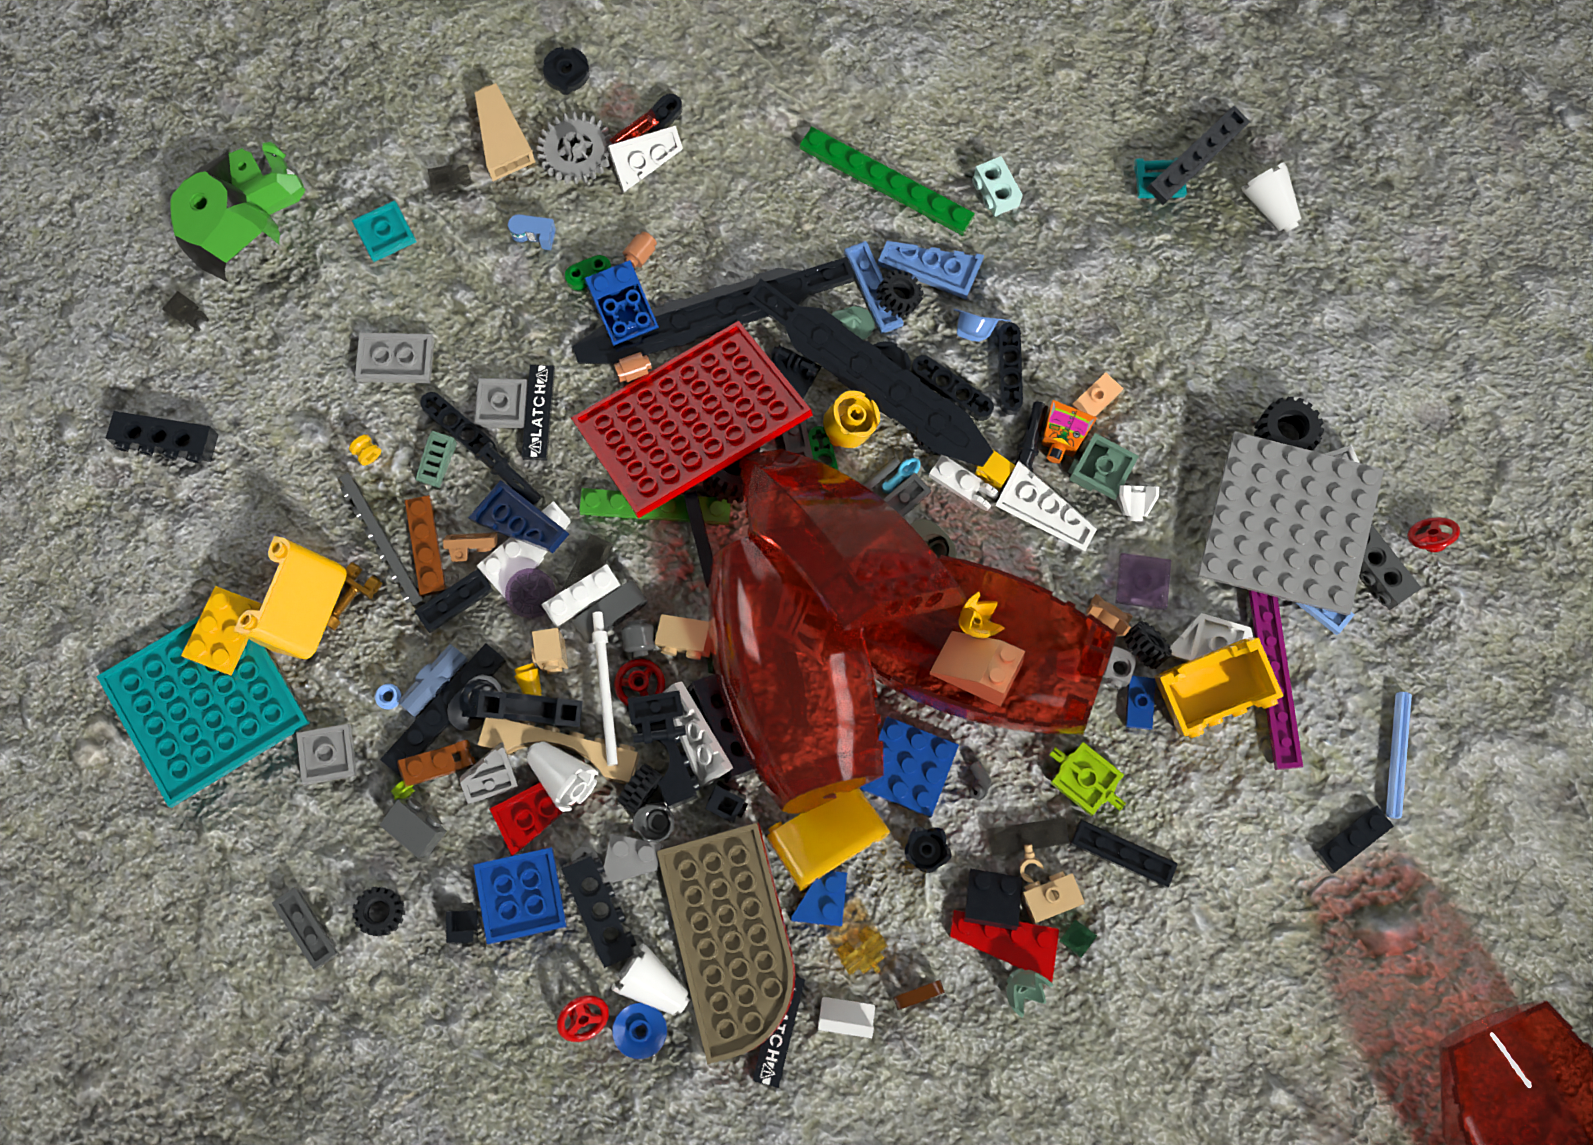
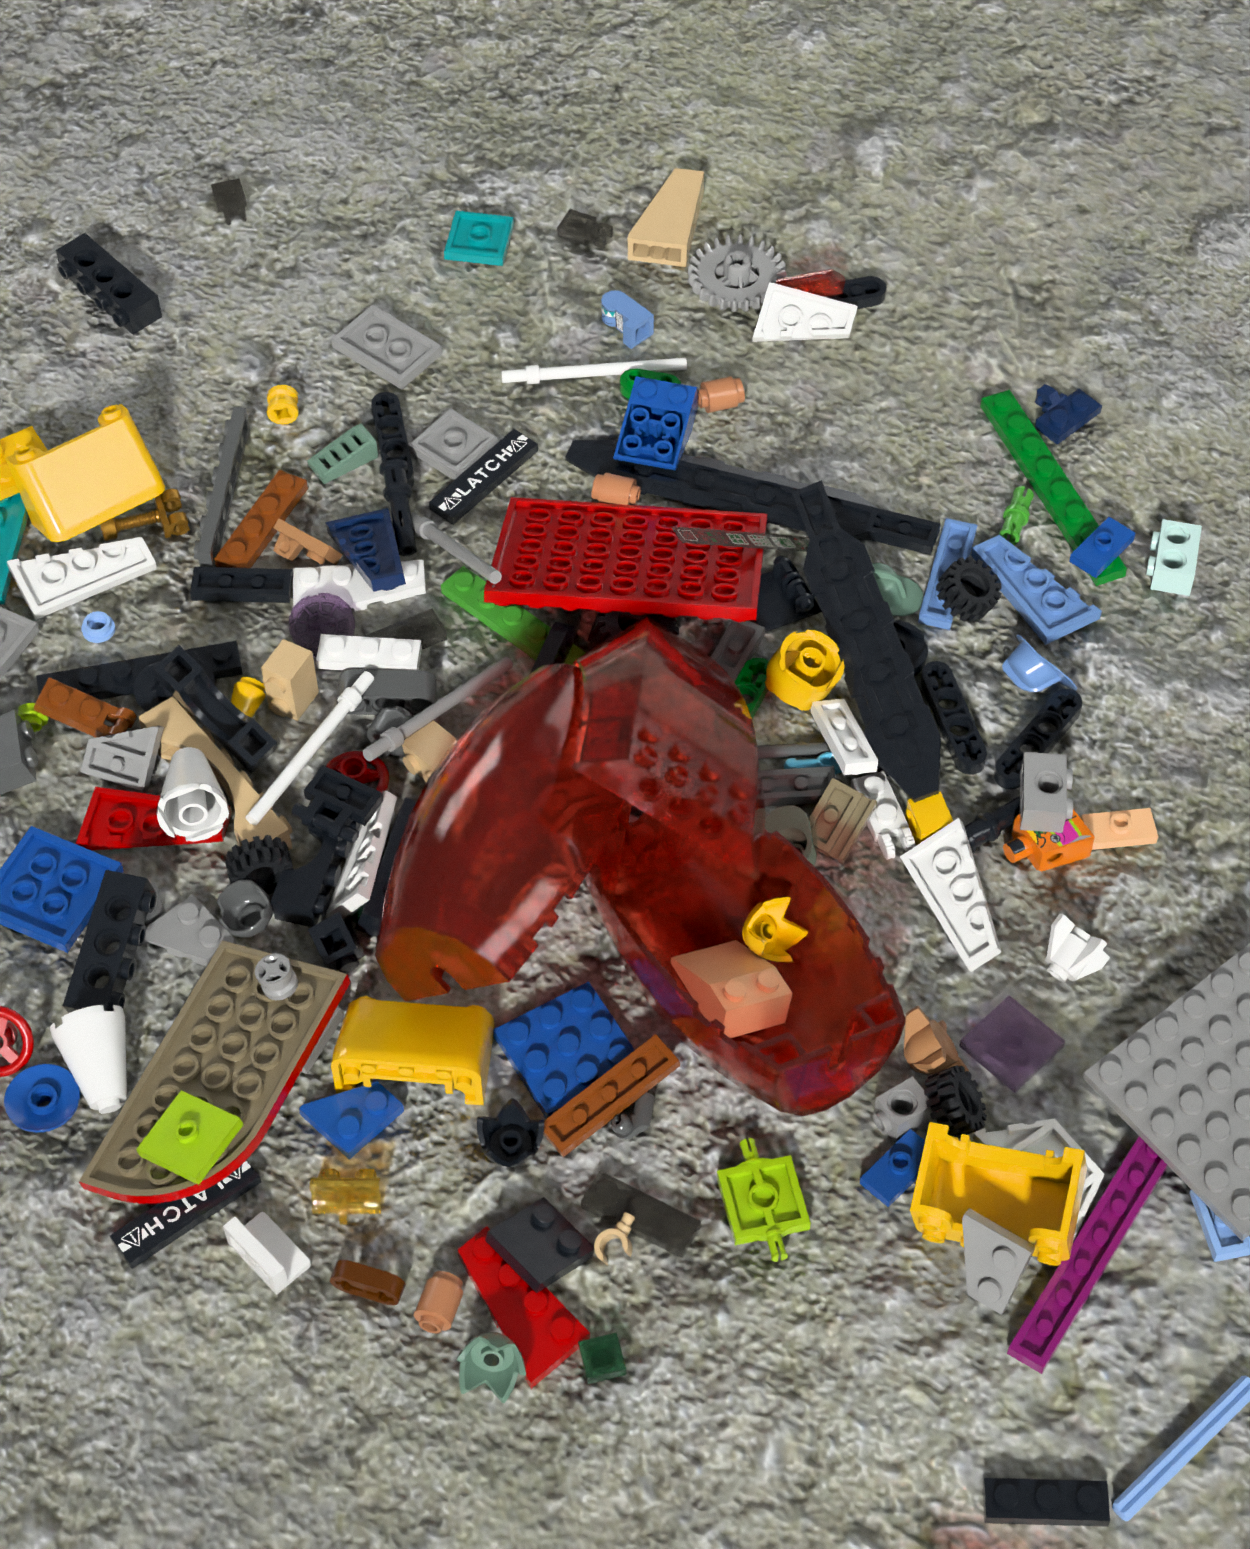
camera: 40 degrees right, 20 degrees down
(230, 205) = (353, 127): bright green piece -> none
(338, 675) = (68, 578): none -> white wing
(432, 680) = (152, 638): sand blue piece -> none
(508, 313) = (534, 374): none -> white bar
(540, 479) = (428, 530): none -> light grey bar
(570, 81) = (781, 215): black plate -> none
(652, 646) = (394, 737): none -> light grey bar
(713, 856) = (279, 968): none -> light grey wheel
(751, 357) = (741, 539): none -> clear smoke sticker
(755, 993) = (189, 1137): none -> lime plate
(854, 121) = (1062, 413): none -> dark blue hinge
(884, 218) = (1016, 514): none -> bright green pin
(906, 448) = (844, 737): none -> white plate
(946, 506) = (839, 819): none -> dark tan plate
(954, 209) = (1102, 547): none -> blue plate
(958, 780) = (609, 1095): none -> dark orange plate
(967, 975) = (439, 1302): none -> nougat brick
(1051, 898) = (609, 1292): tan brick -> none
(1054, 424) = (1039, 775): none -> light grey brick
(1102, 466) = (1062, 887): sand green plate -> none
(1124, 853) = (739, 1313): black tile -> none
(1239, 726) = (993, 1260): none -> light grey wing

